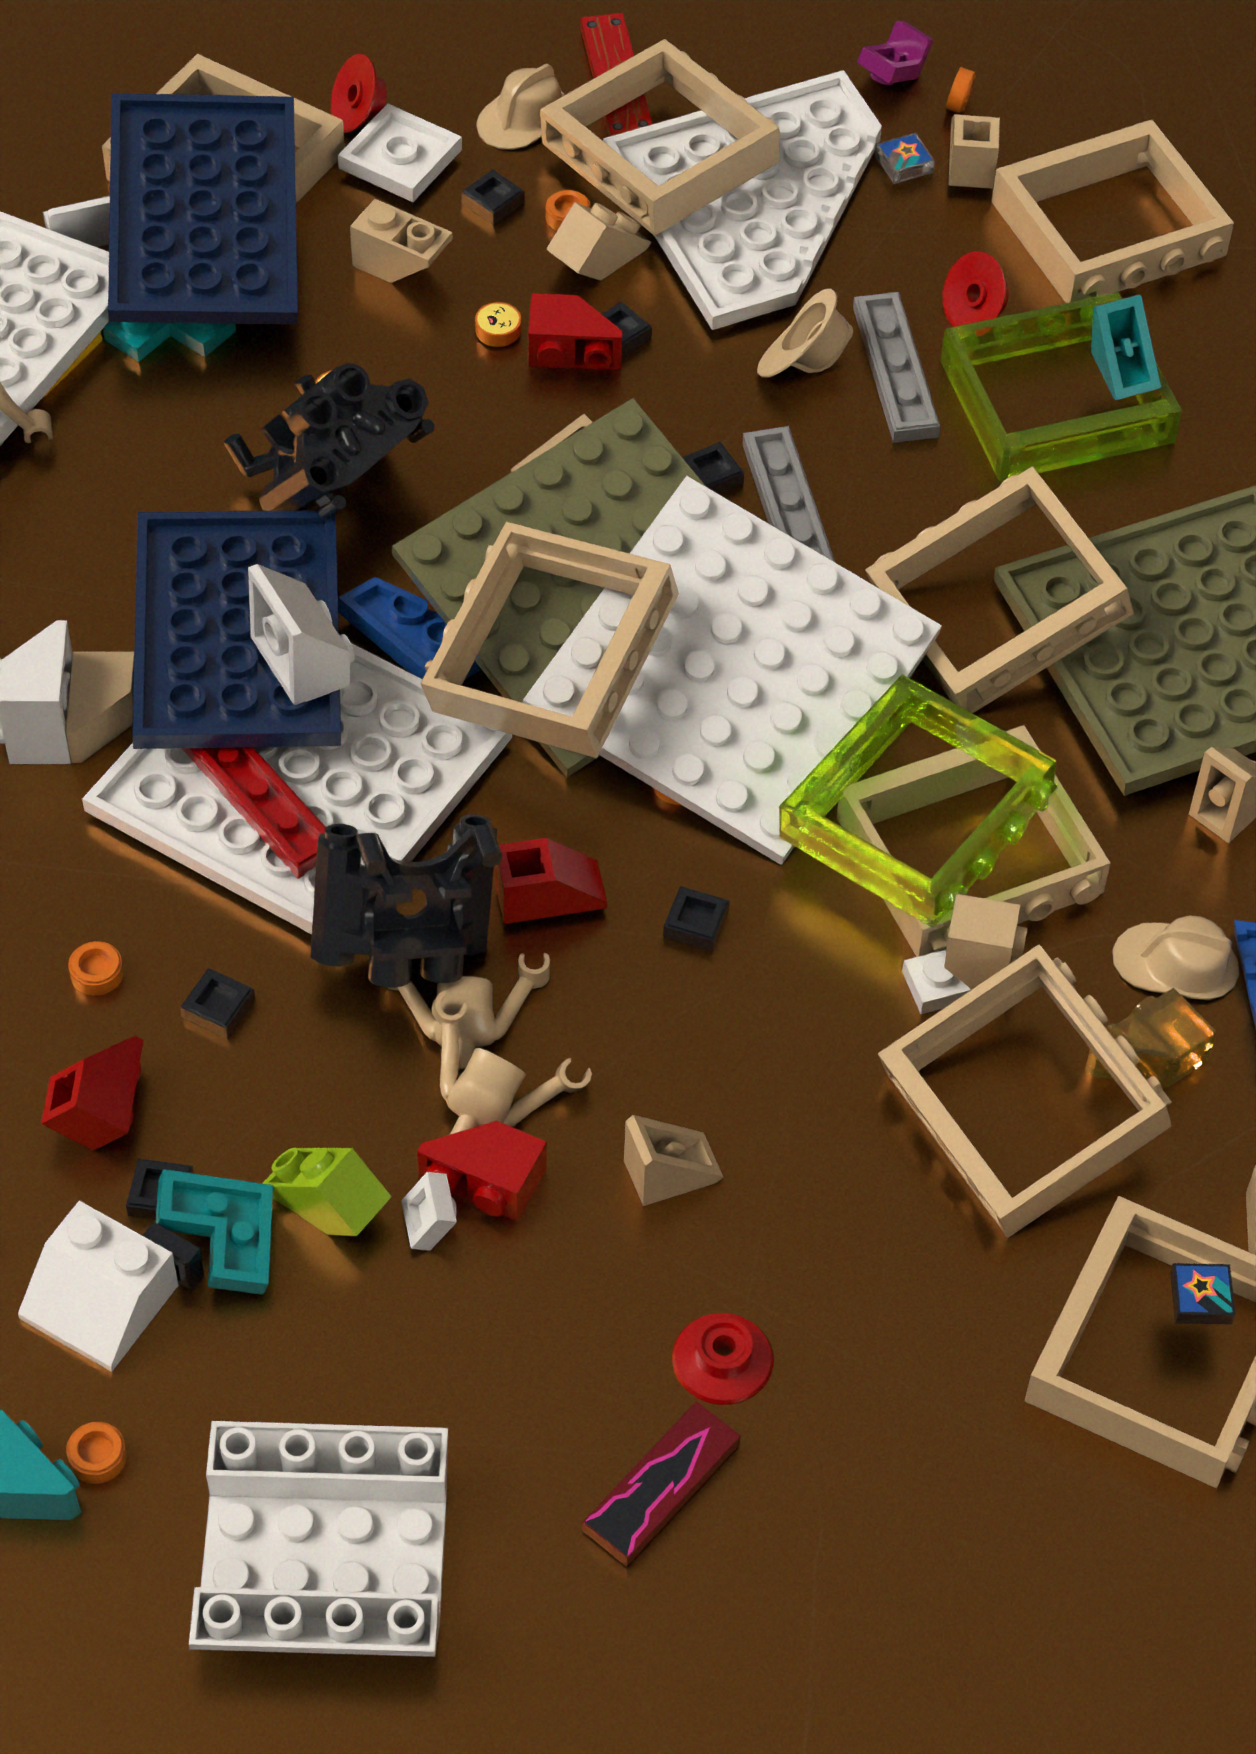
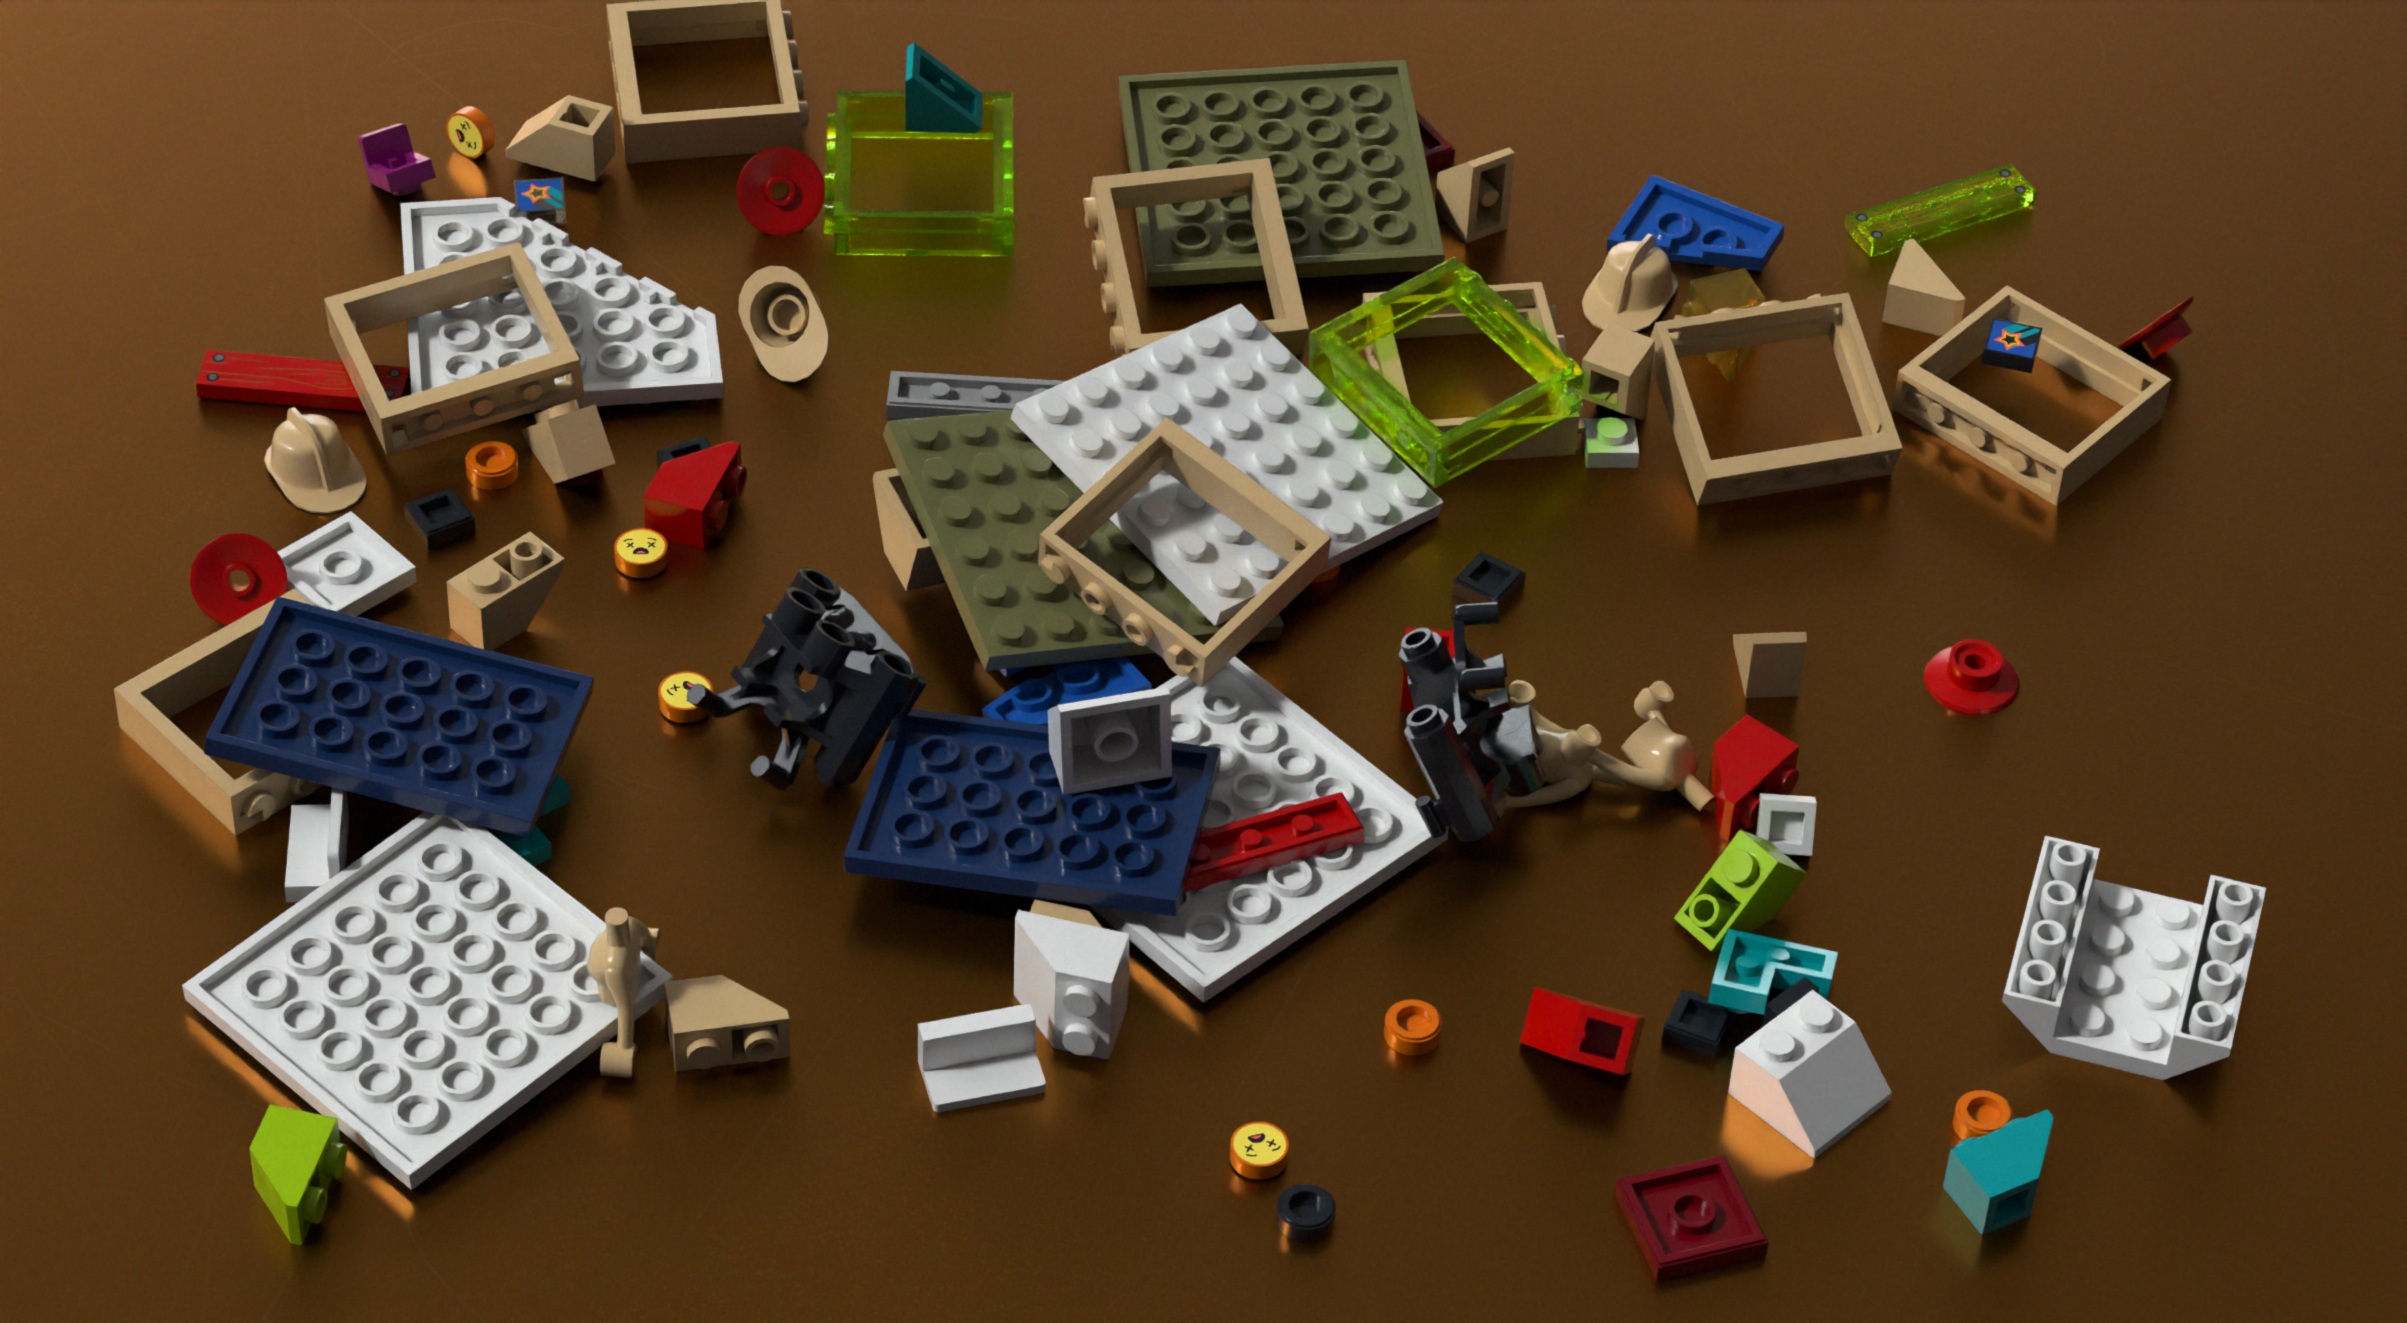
camera: 75 degrees left, 10 degrees down
(217, 1003) = (1484, 942): black tile -> none
(661, 1483) = (2097, 740): tile -> none
(896, 367) = (849, 281): light grey tile -> none

